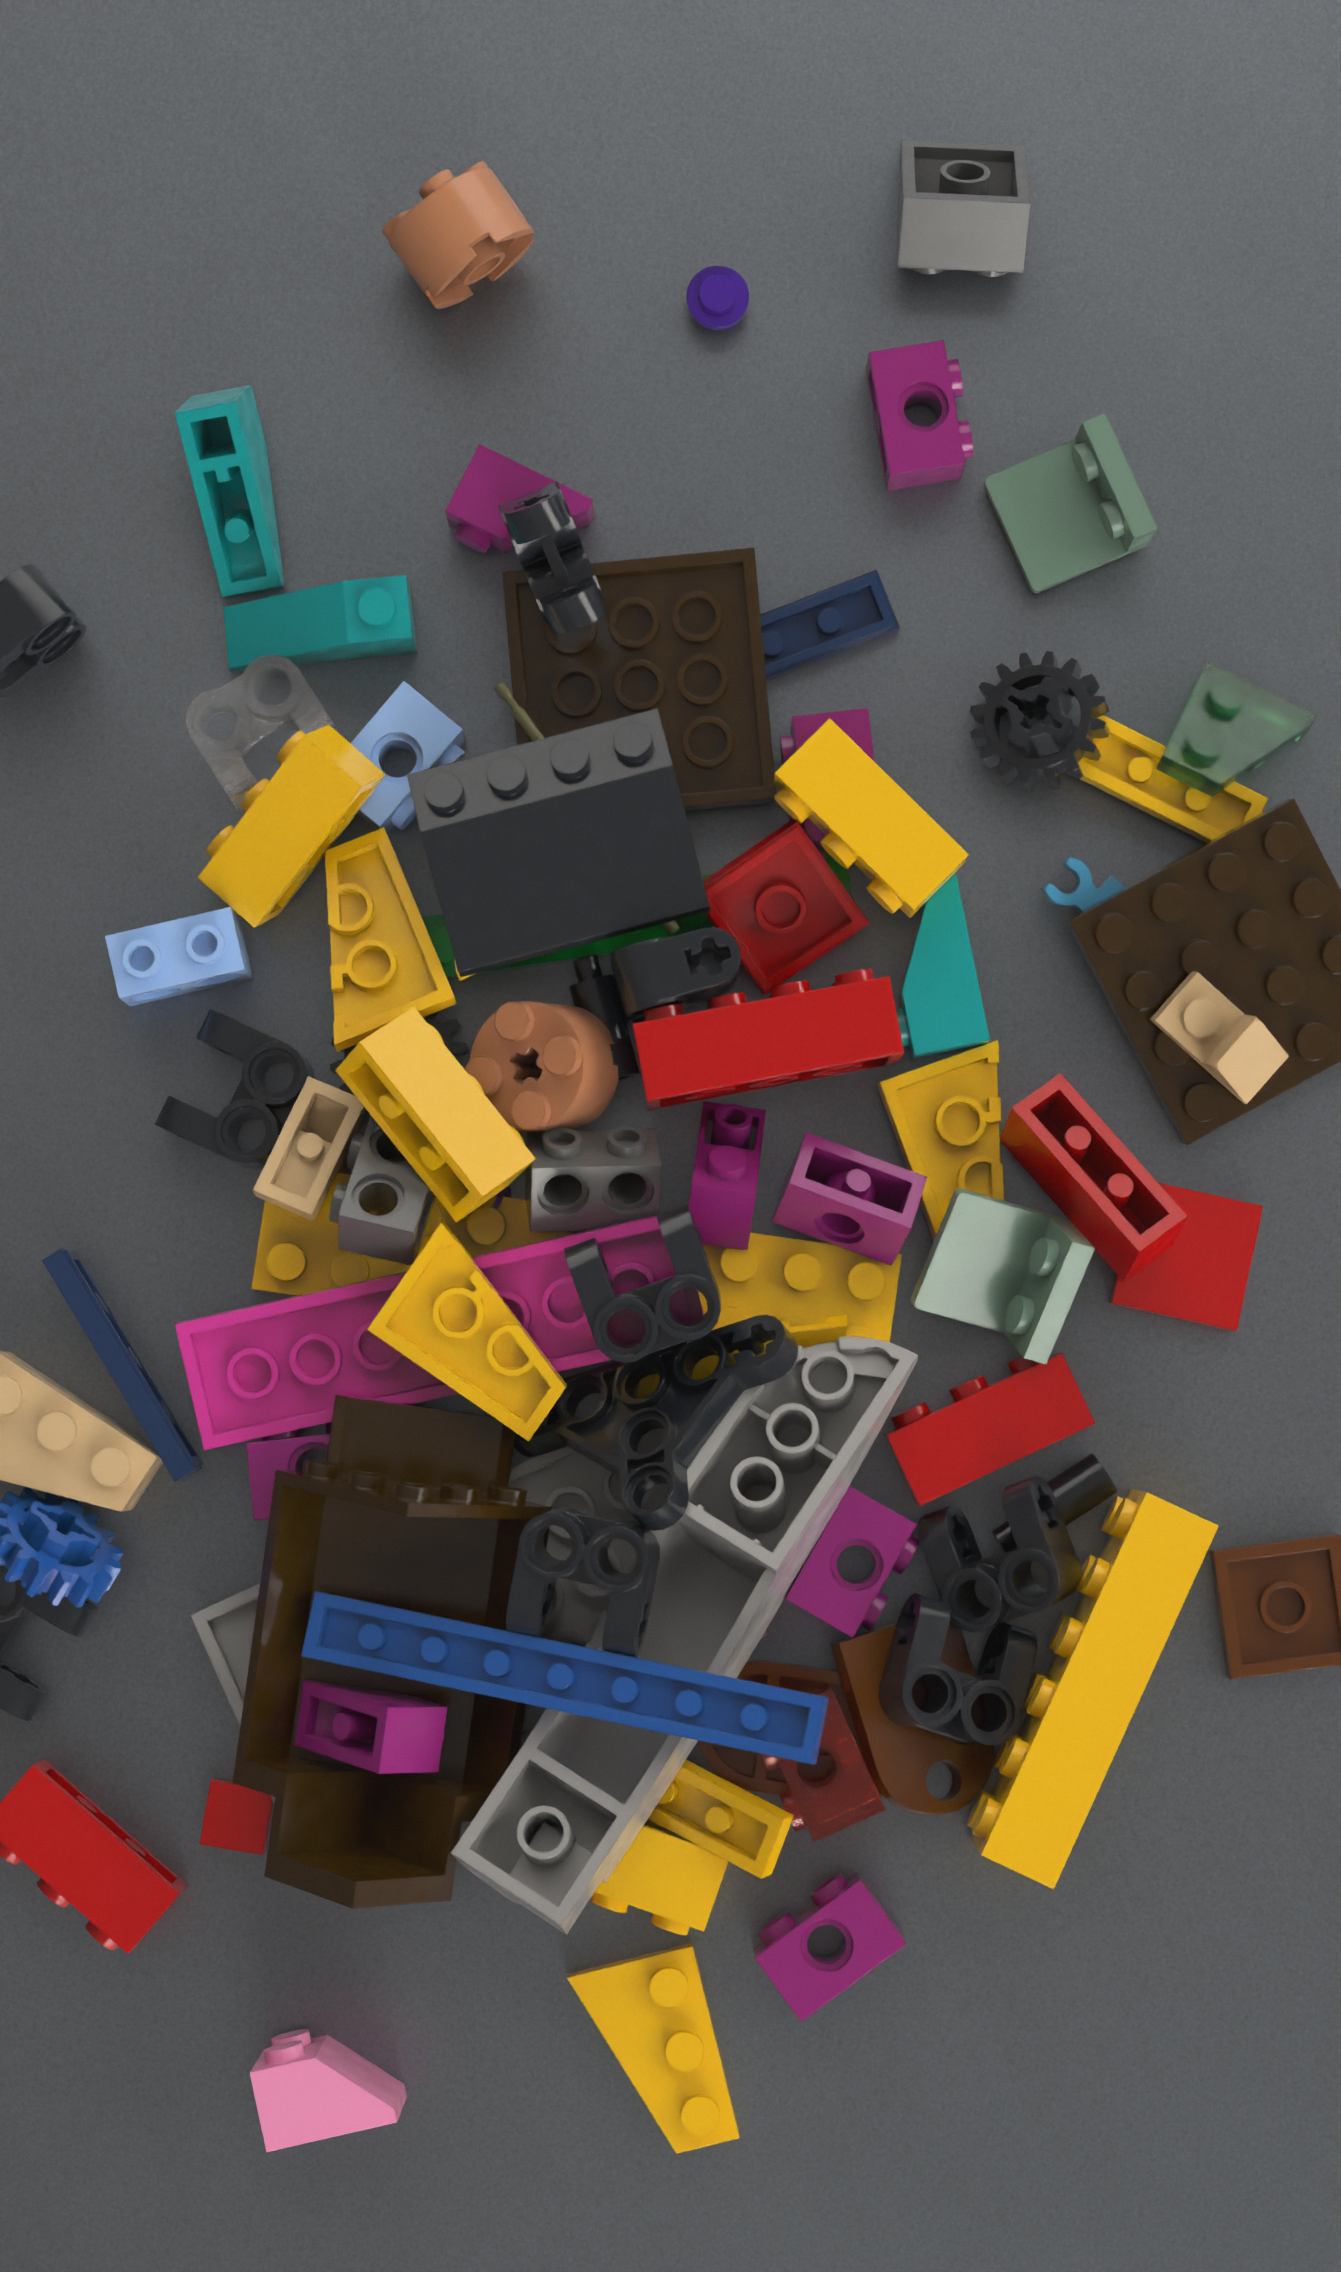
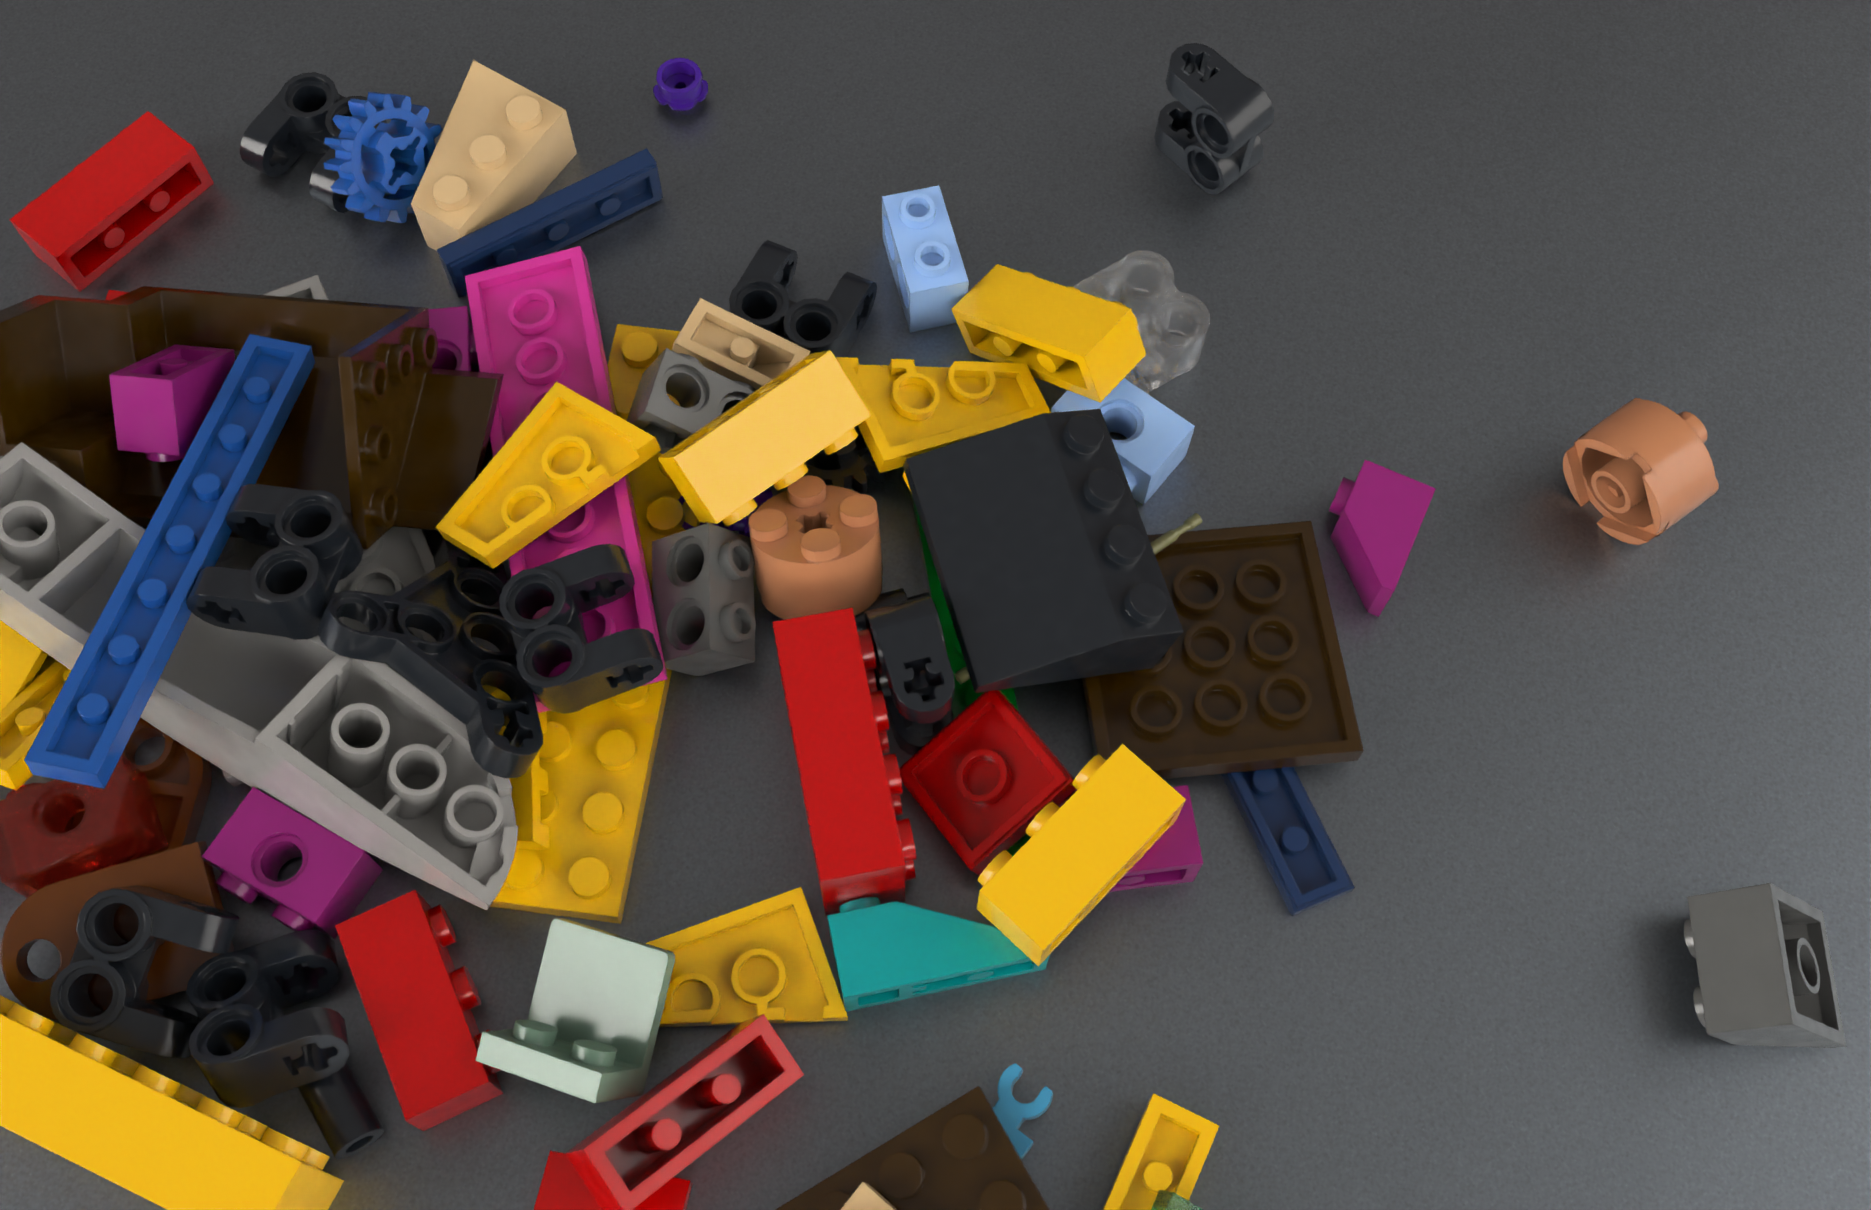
camera: 85 degrees right, 20 degrees down
(233, 488) = (1367, 296): teal slope -> none
(324, 623) = (1247, 384): teal slope -> none
(554, 559) = (1350, 536): black piece -> none
(717, 297) = (1618, 723): dark purple plate -> none
(726, 1173) = (706, 733): magenta slope -> none
(849, 1199) = (674, 852): magenta brick -> none
(910, 452) = (1558, 899): magenta brick -> none
(1028, 744) = (1239, 1067): black gear -> none
(1071, 507) = (1447, 1093): sand green bracket -> none

